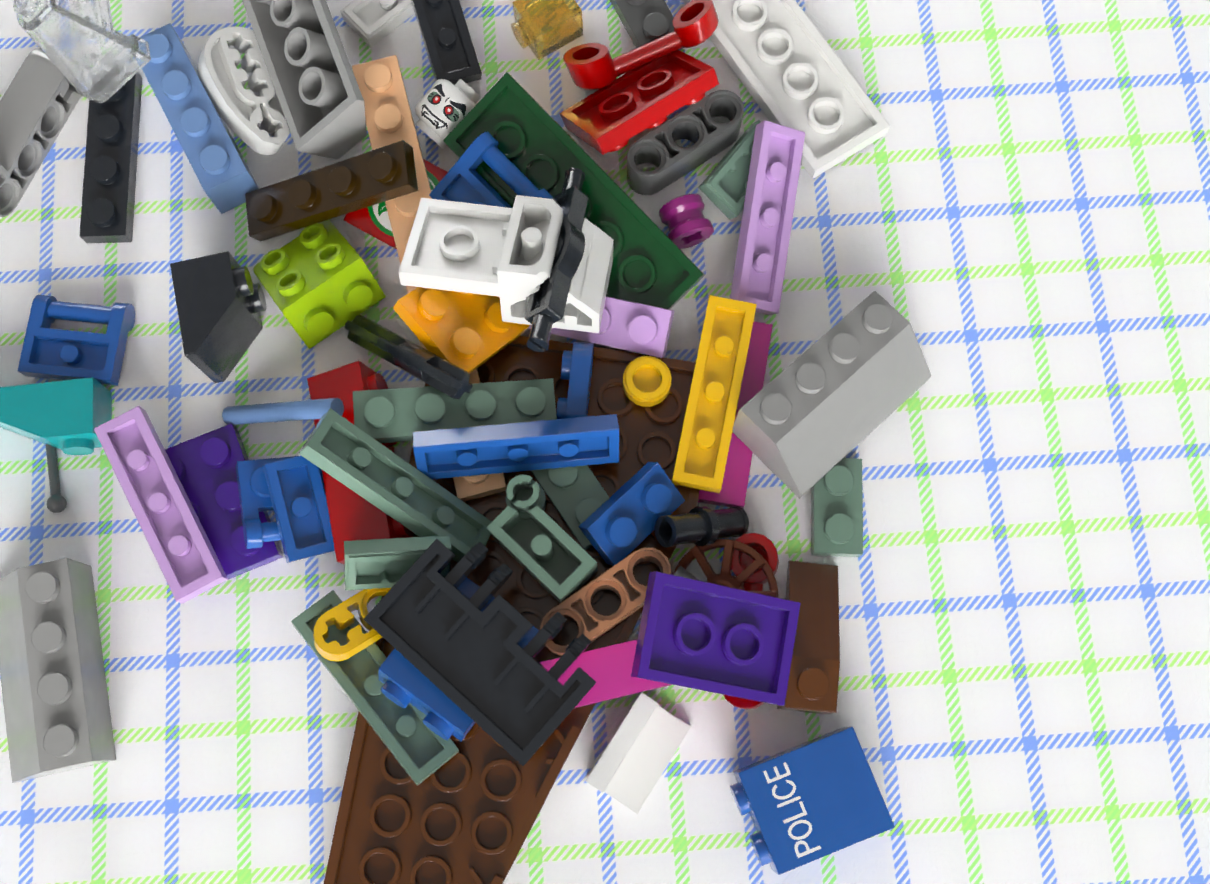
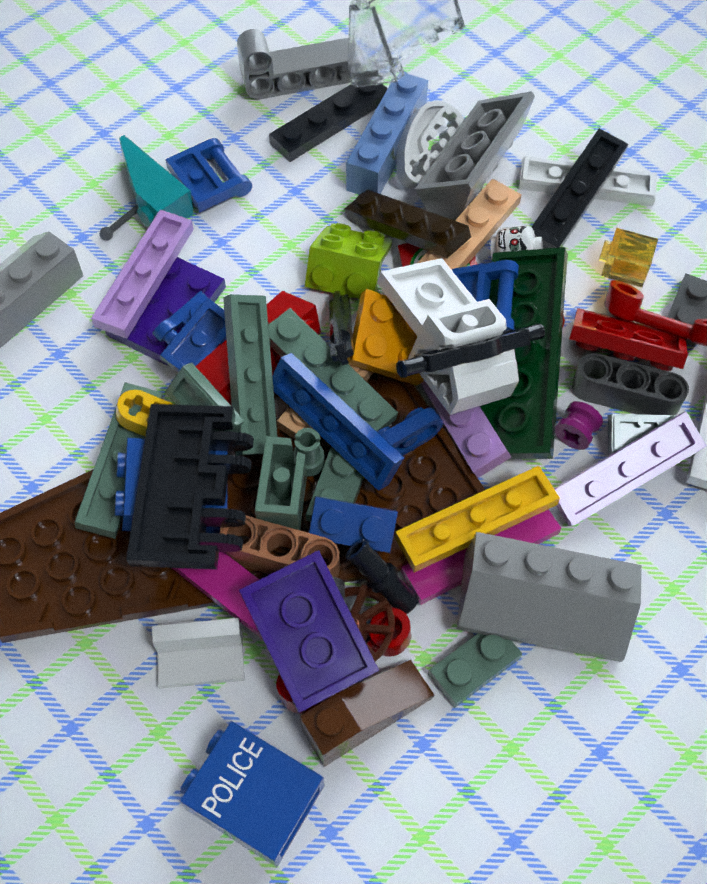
camera: 50 degrees right, 15 degrees down
(216, 311) = (279, 219): black slope -> none
(281, 411) = (245, 288): medium blue bar -> none
(646, 381) = (449, 475): yellow tile -> none

